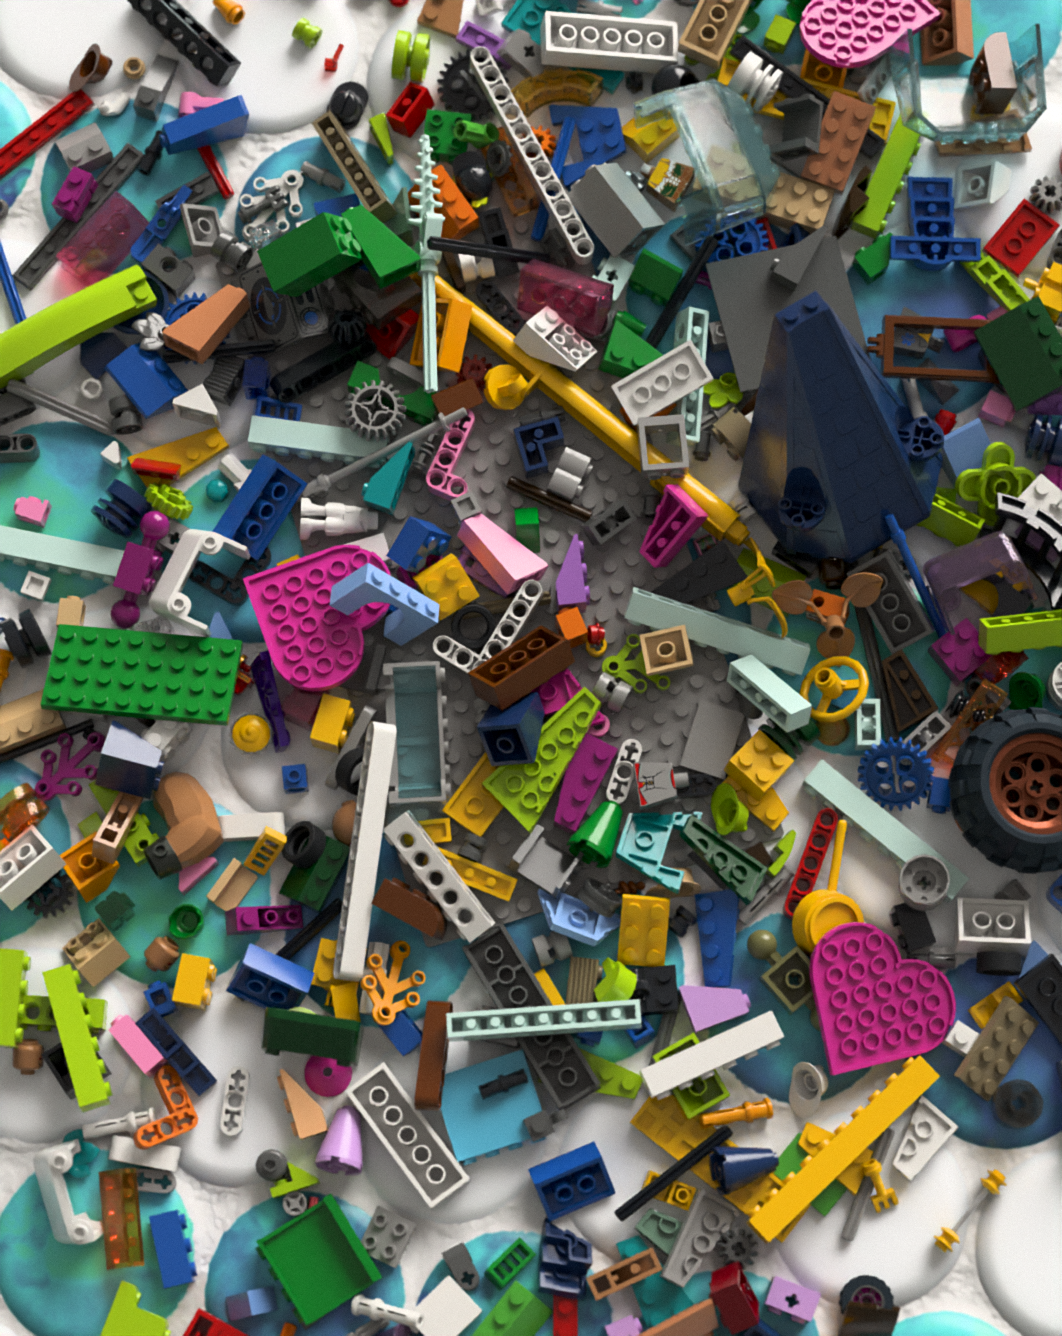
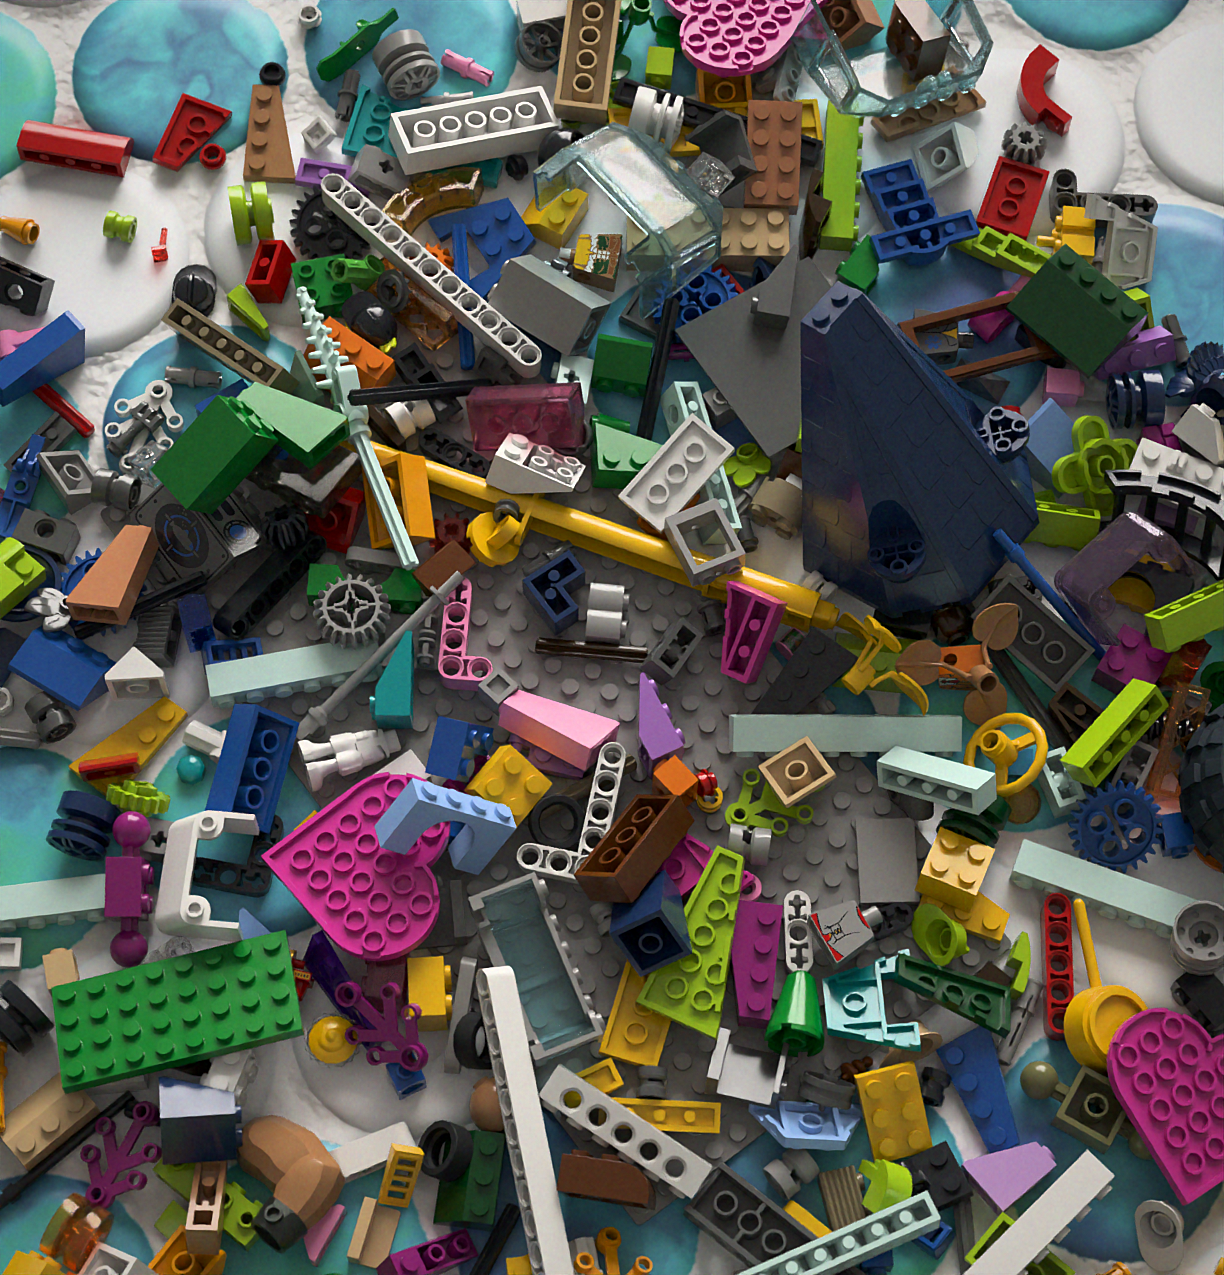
camera: 20 degrees left, 10 degrees down
(112, 455) = (49, 770): white slope -> none
(290, 738) = (386, 1027): none -> magenta plant
(521, 367) = (506, 505): none -> dark grey bush
(528, 528) = (579, 689): green slope -> none
(710, 873) = (941, 1014): black tile -> none
(778, 145) = (710, 174): none -> clear brick
(920, 702) = (1114, 732): none -> lime brick

